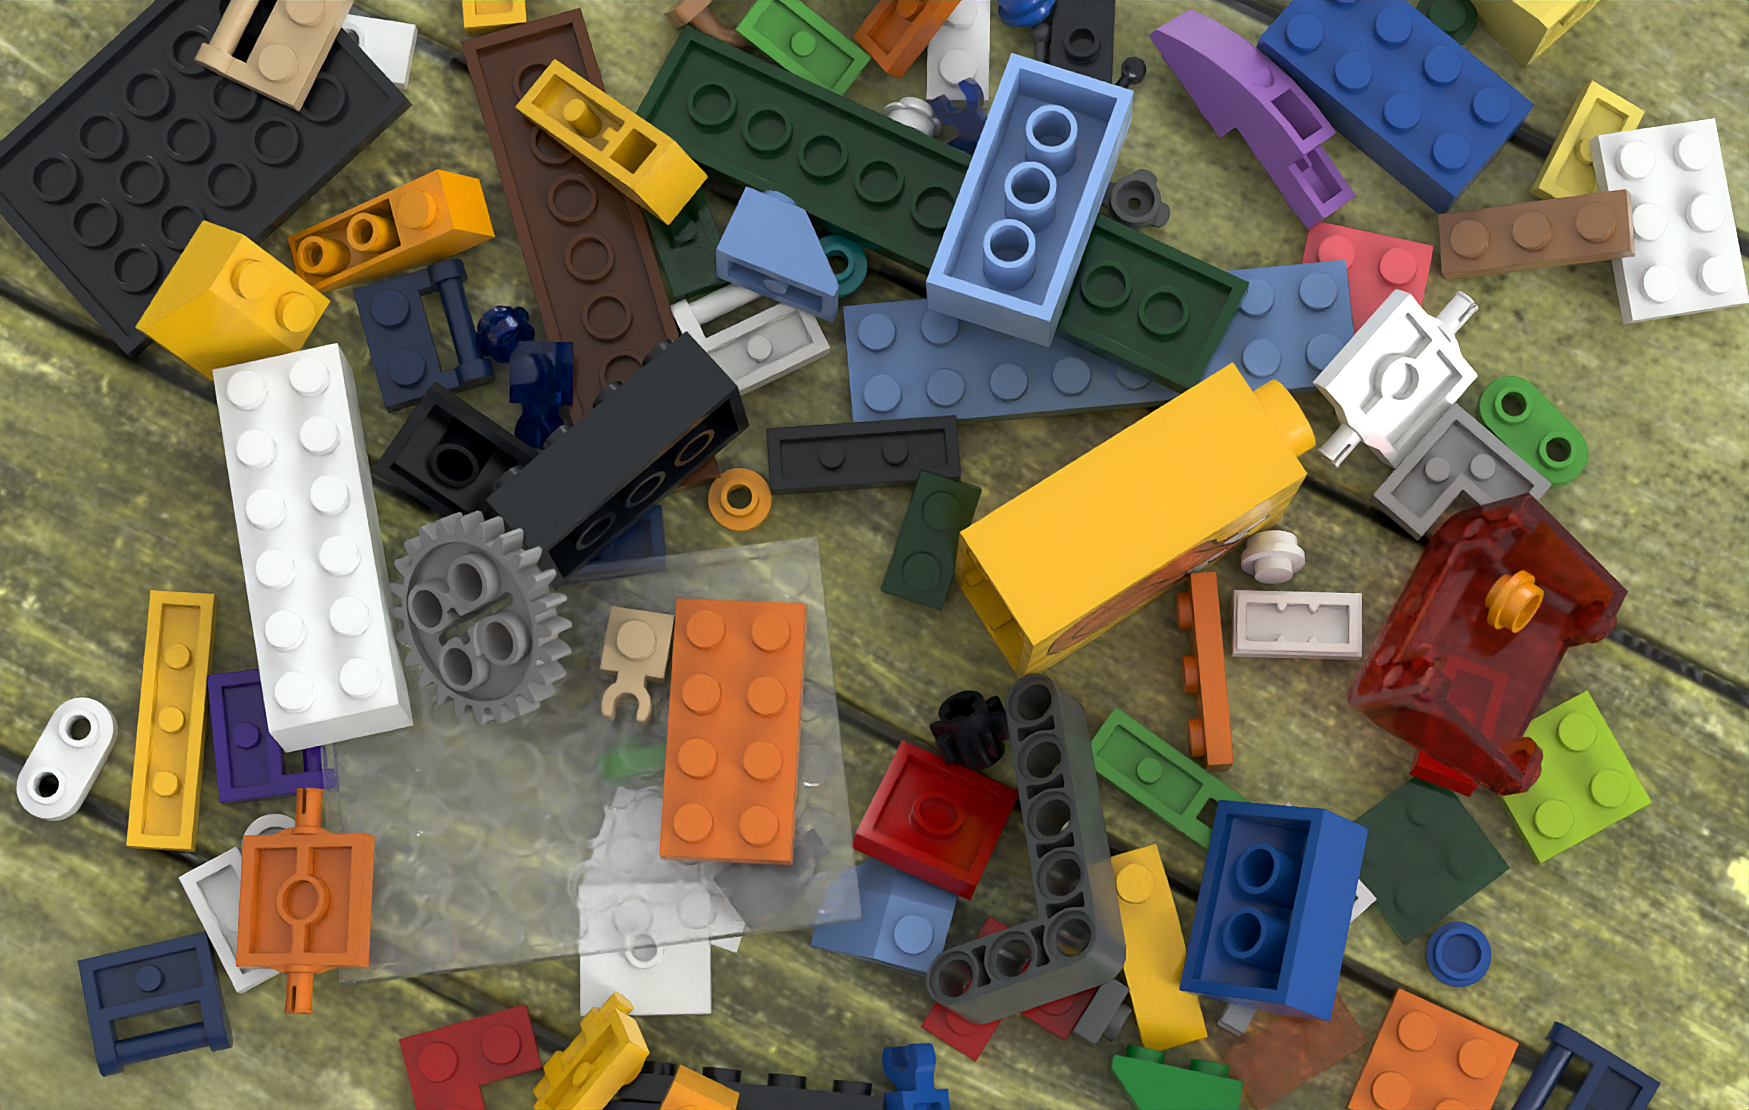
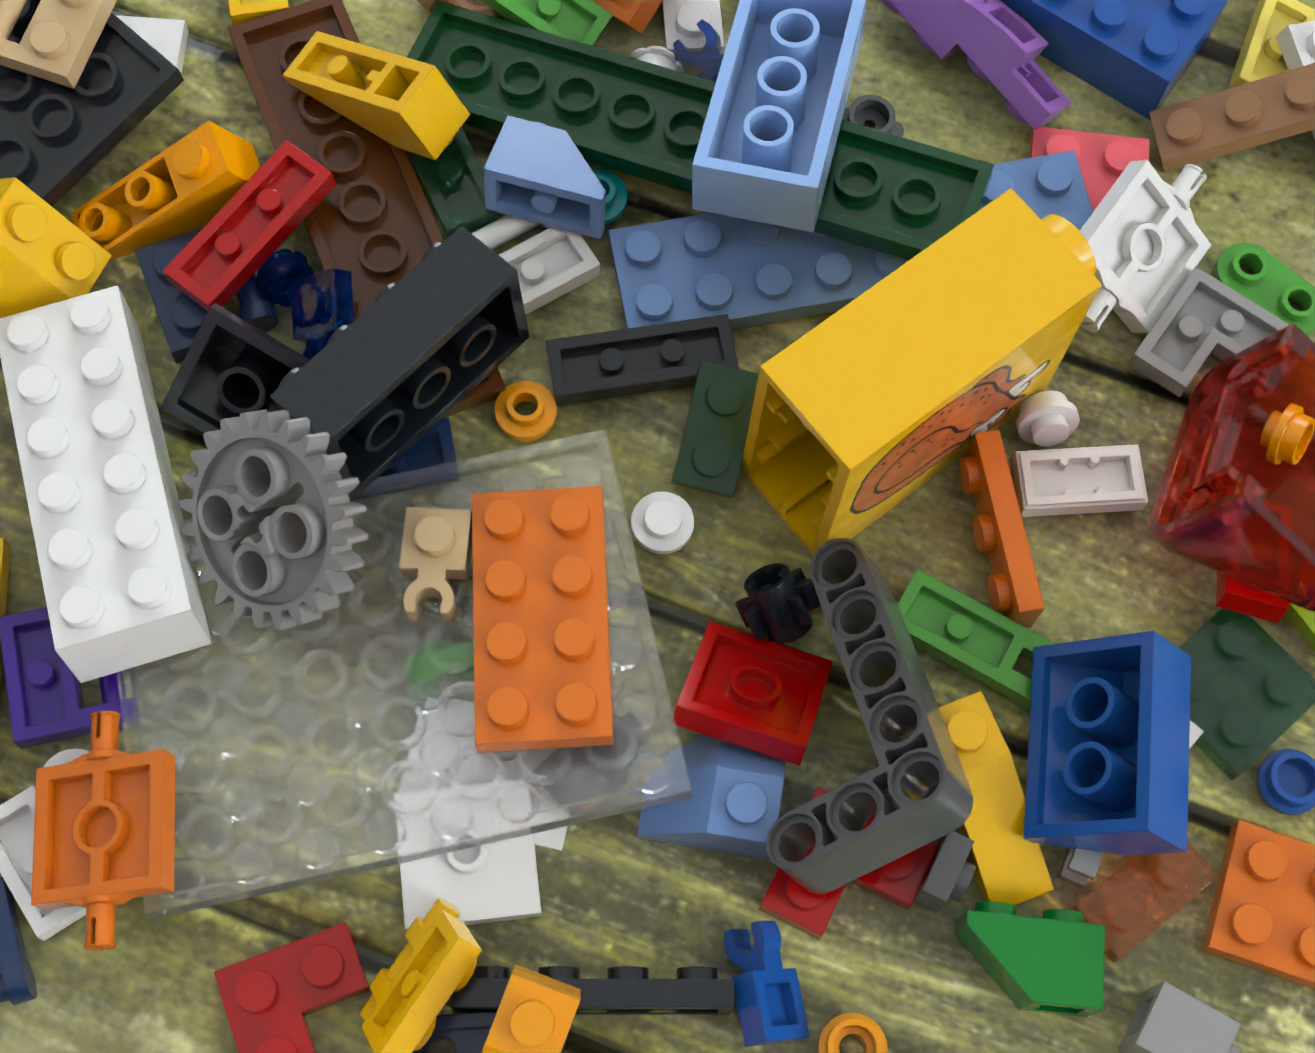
camera: 10 degrees left, 10 degrees down
(473, 283) = (250, 227): none -> red plate
(866, 632) = (662, 522): none -> white plate

